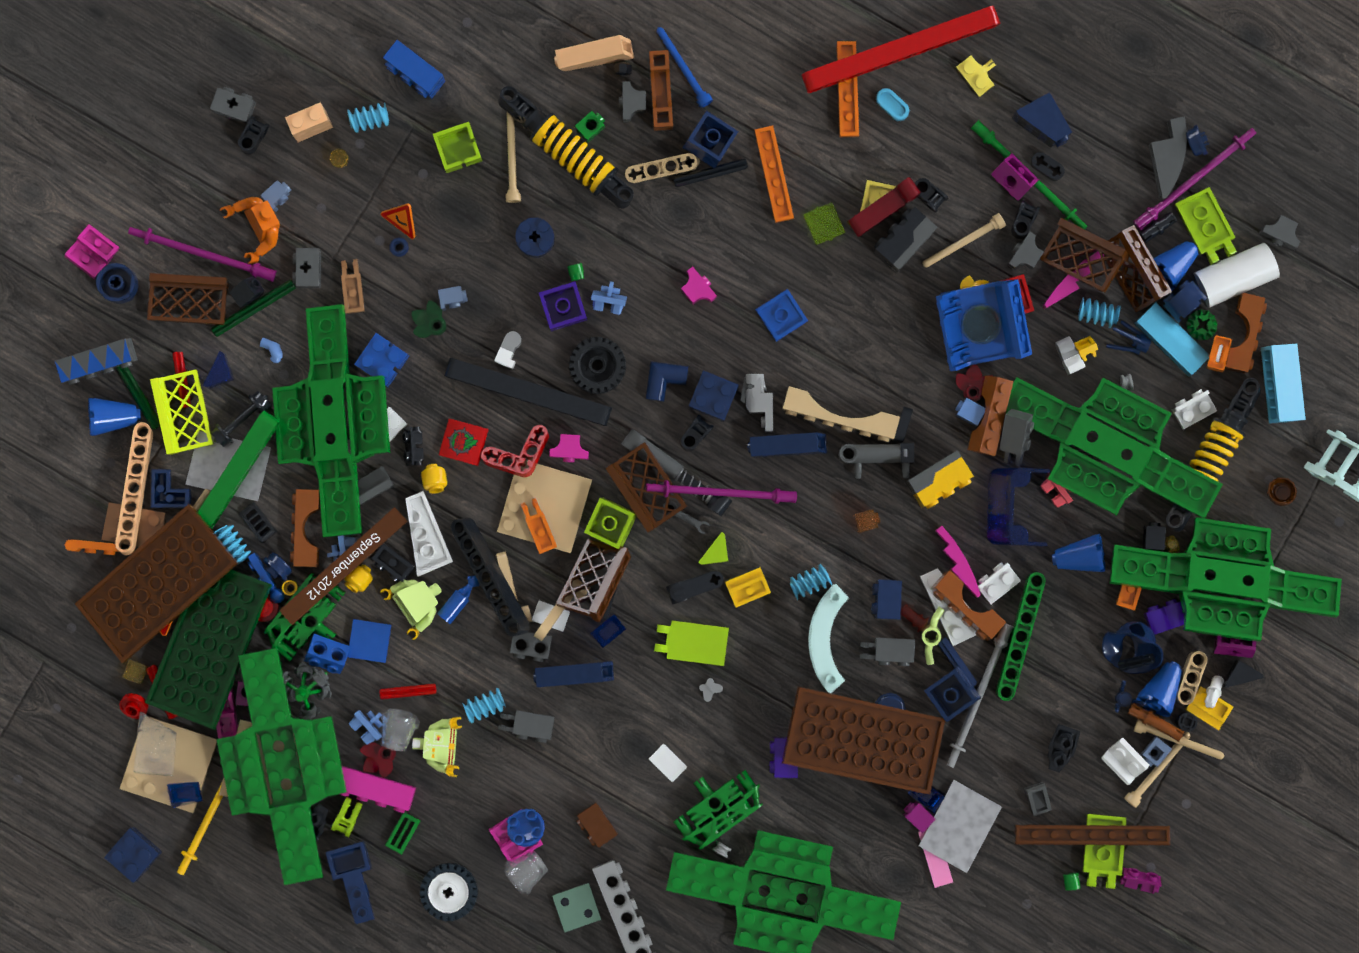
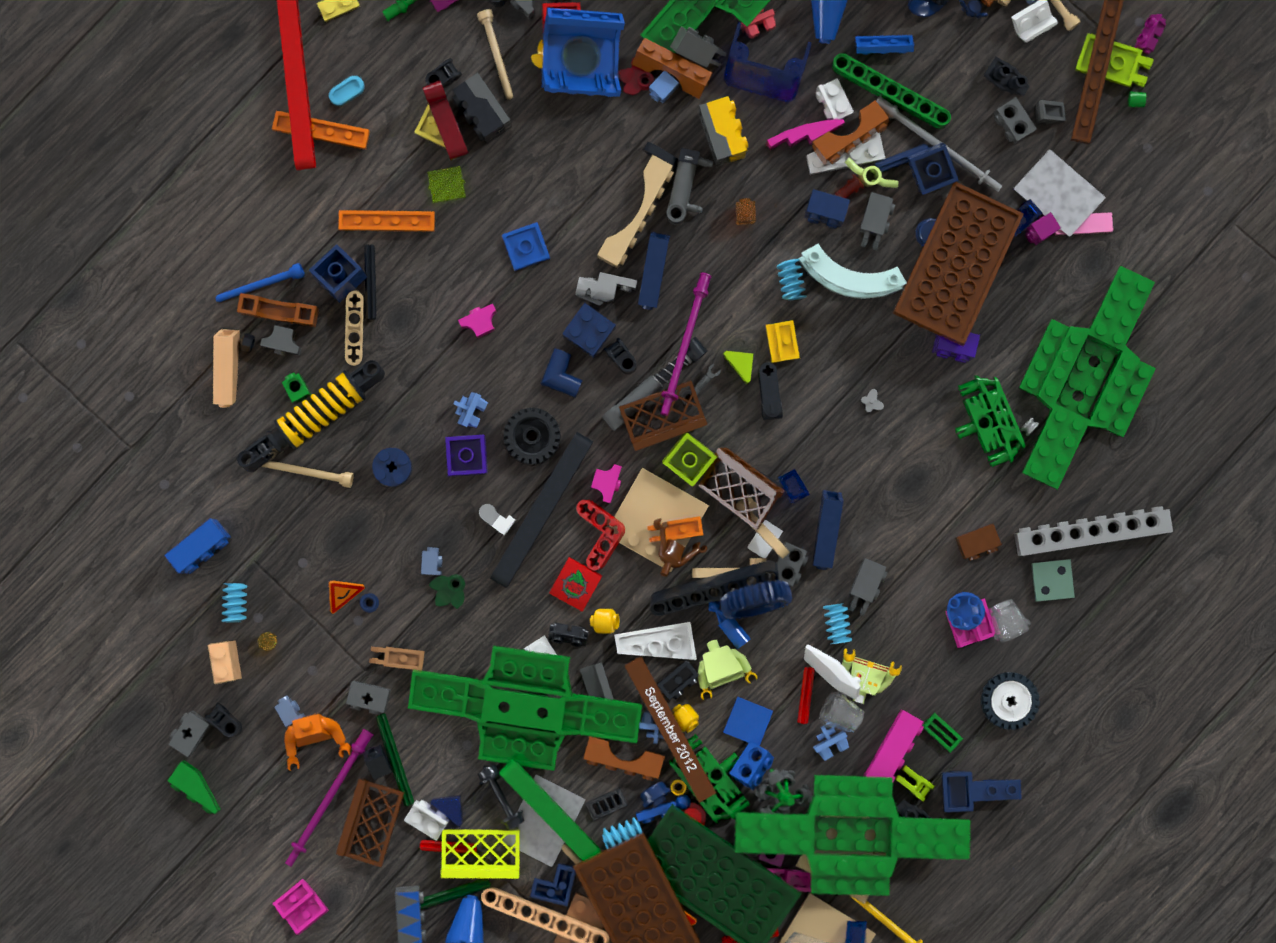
camera: 75 degrees left, 0 degrees up
(113, 273) = (327, 891): dark blue brick -> none
(186, 119) = (191, 781): none -> green slope
(203, 352) = (426, 819): none -> white bracket
(274, 349) = (440, 748): medium blue arm -> none
(376, 760) = (865, 742): dark red plate -> none
(381, 359) = (475, 645): blue piece -> none
(435, 711) = (832, 672): none -> white piece
(457, 147) = (285, 523): lime piece -> none
(487, 619) = (756, 599): none -> dark blue gear
(515, 527) = (671, 551): none -> reddish brown piece
(576, 272) = (435, 435): green hose -> none
(667, 762) = (933, 459): white sticker -> none
(694, 642) = (823, 406): lime tile -> none
(1024, 769) = (1019, 118): none -> dark grey brick
(1065, 619) = (884, 44): none -> blue plate

